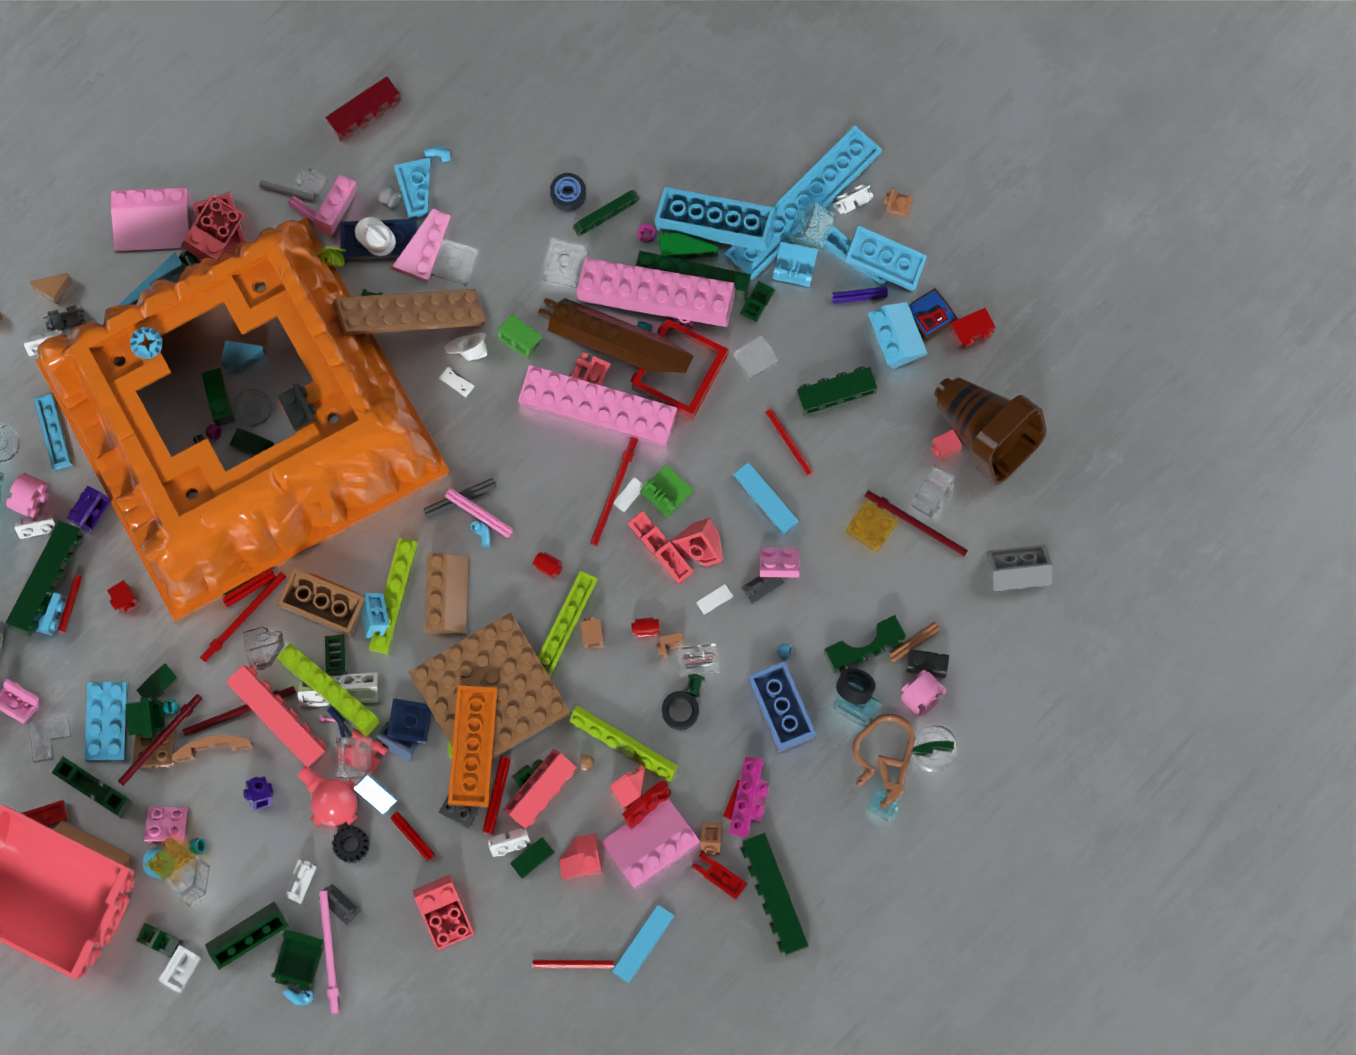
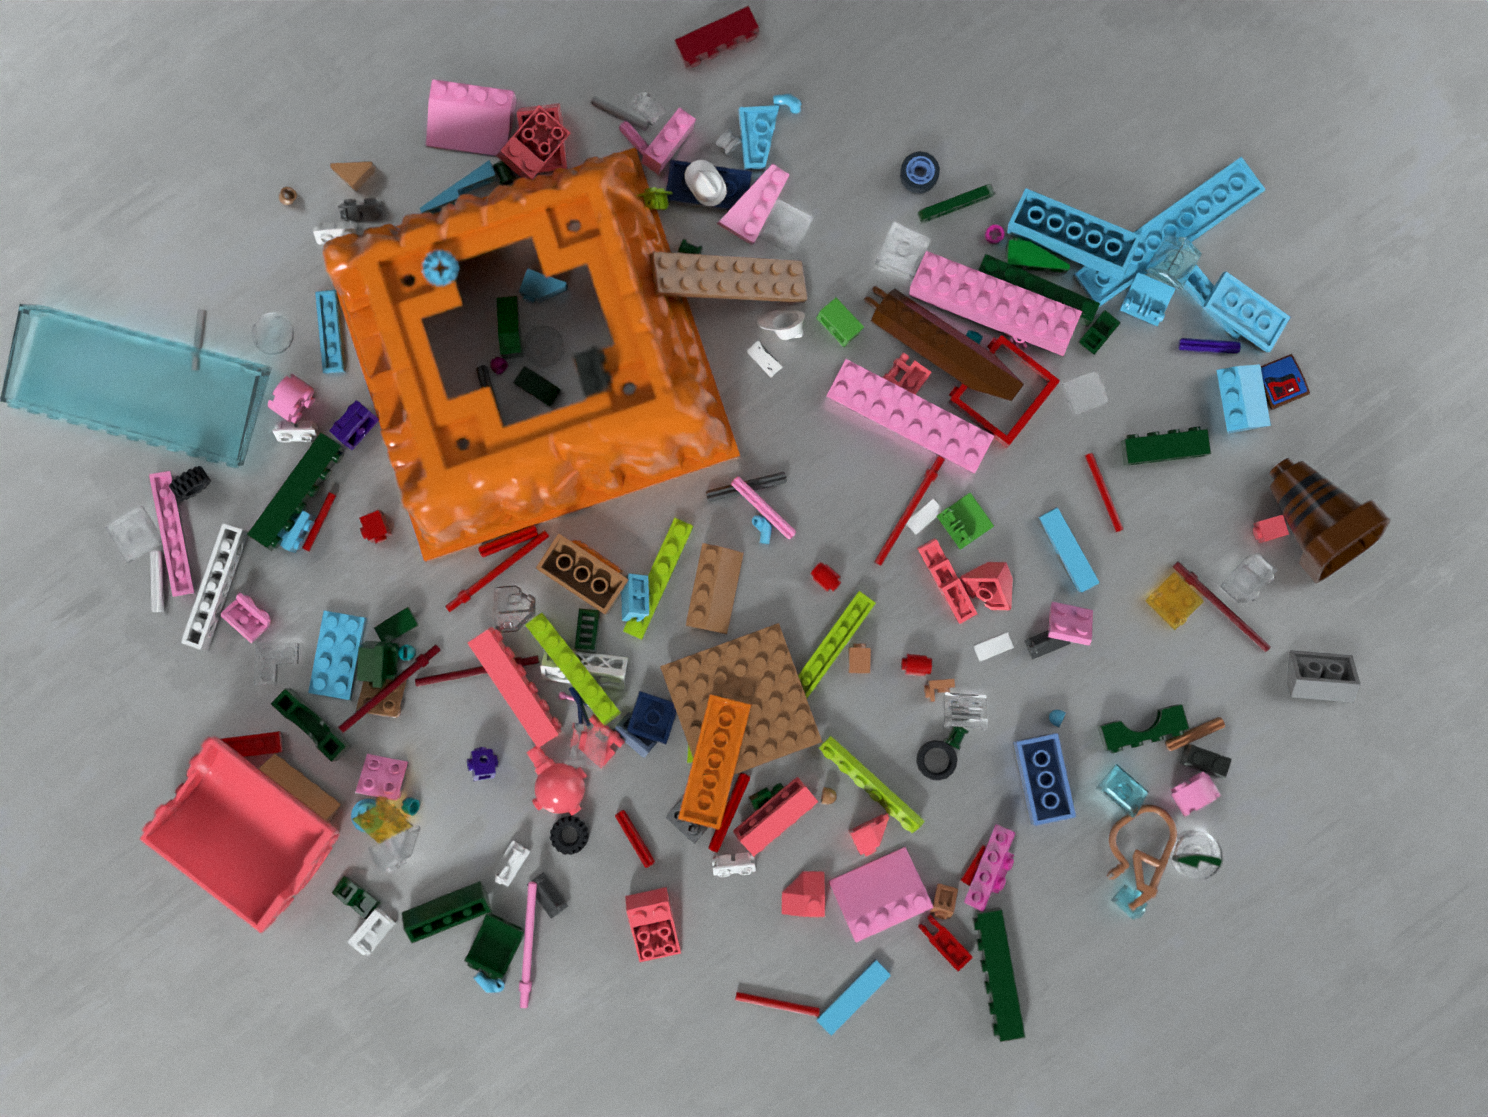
camera: 10 degrees right, 10 degrees up
(187, 752) = (417, 704): nougat slope -> none
(375, 793) = (604, 788): tile -> none
(533, 857) = (755, 885): dark green slope -> none
(646, 803) = (884, 853): red hinge -> none
(846, 202) = (1215, 238): white hinge -> none
(852, 694) = (1135, 766): black tyre -> none
(898, 203) = (1270, 252): nougat bracket -> none
(972, 328) = (1323, 405): red brick -> none

